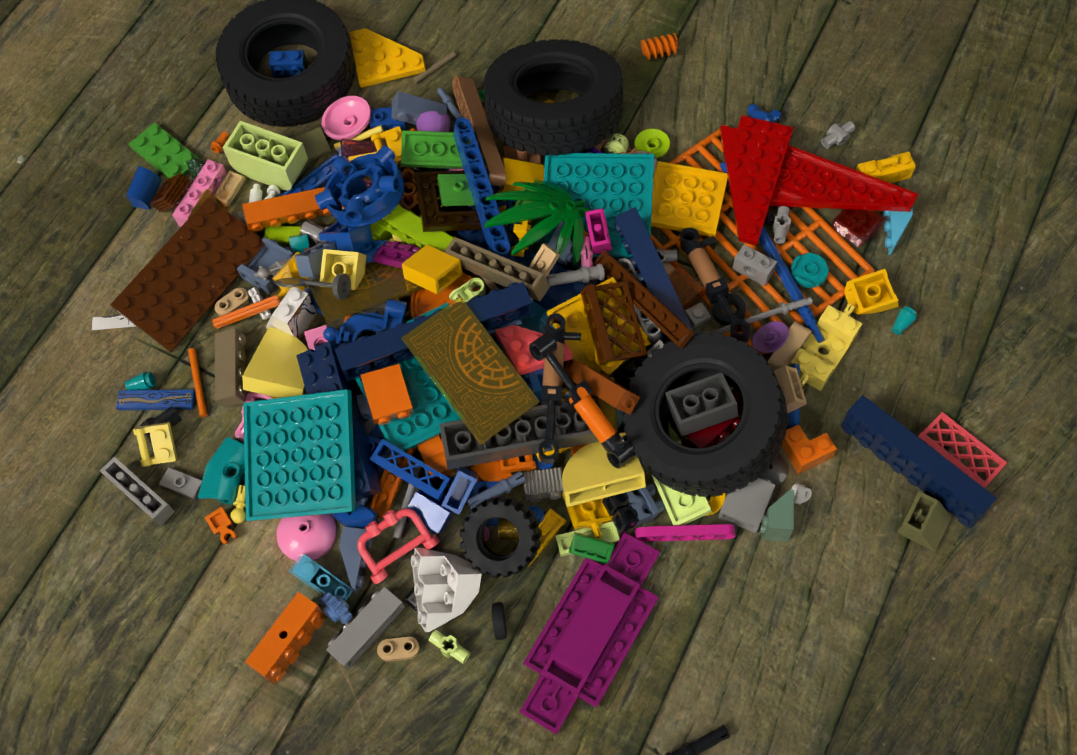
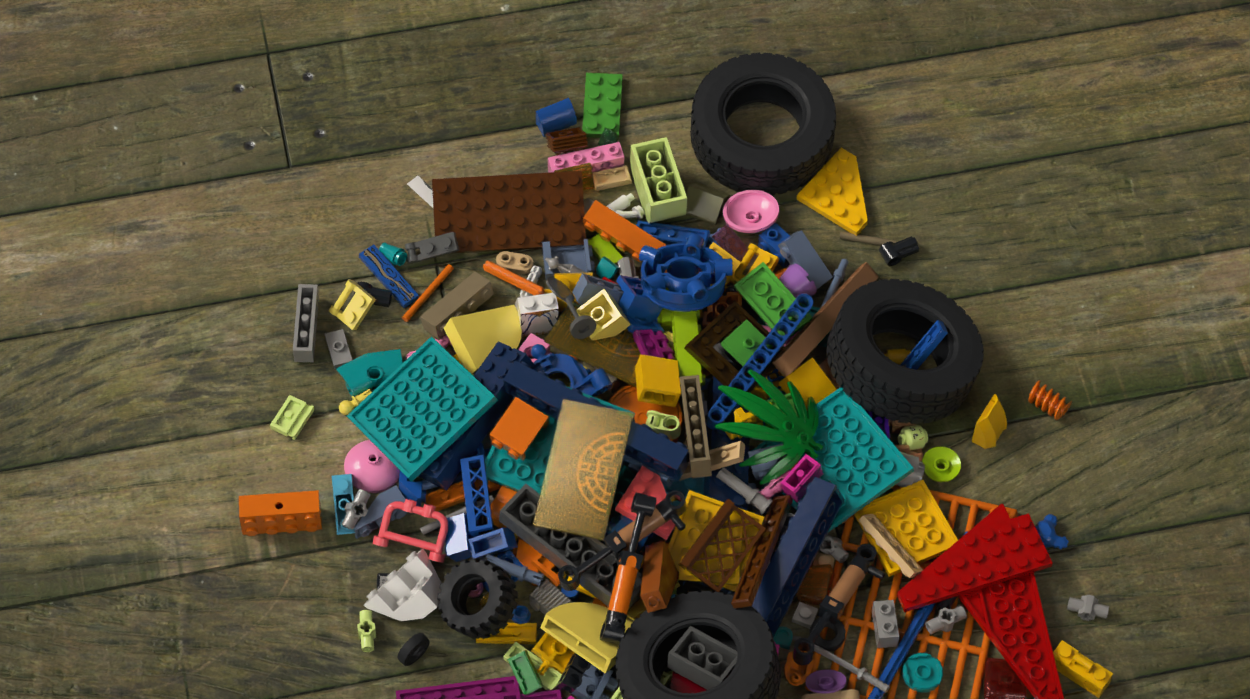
camera: 45 degrees right, 5 degrees down
(164, 349) = (432, 247): none -> dark grey plate
(207, 564) = (292, 417): none -> yellowish green plate
(217, 145) = (648, 136): orange pin -> none
(219, 523) = (329, 400): orange plate -> none
(287, 63) = (765, 126): blue brick -> none
(335, 608) = (330, 529): medium blue gear -> none
(337, 574) = (360, 502): none -> light grey axle
(365, 628) = (333, 562): light grey brick -> none
(379, 129) = (748, 238): light yellow bar -> none
(398, 649) = (335, 597): tan plate -> none
(461, 56) = (894, 252): none -> black piece
(561, 78) = (925, 346): none -> blue tile
(647, 91) = (990, 424): none -> yellow slope
(704, 216) = (885, 540): none -> tan plate

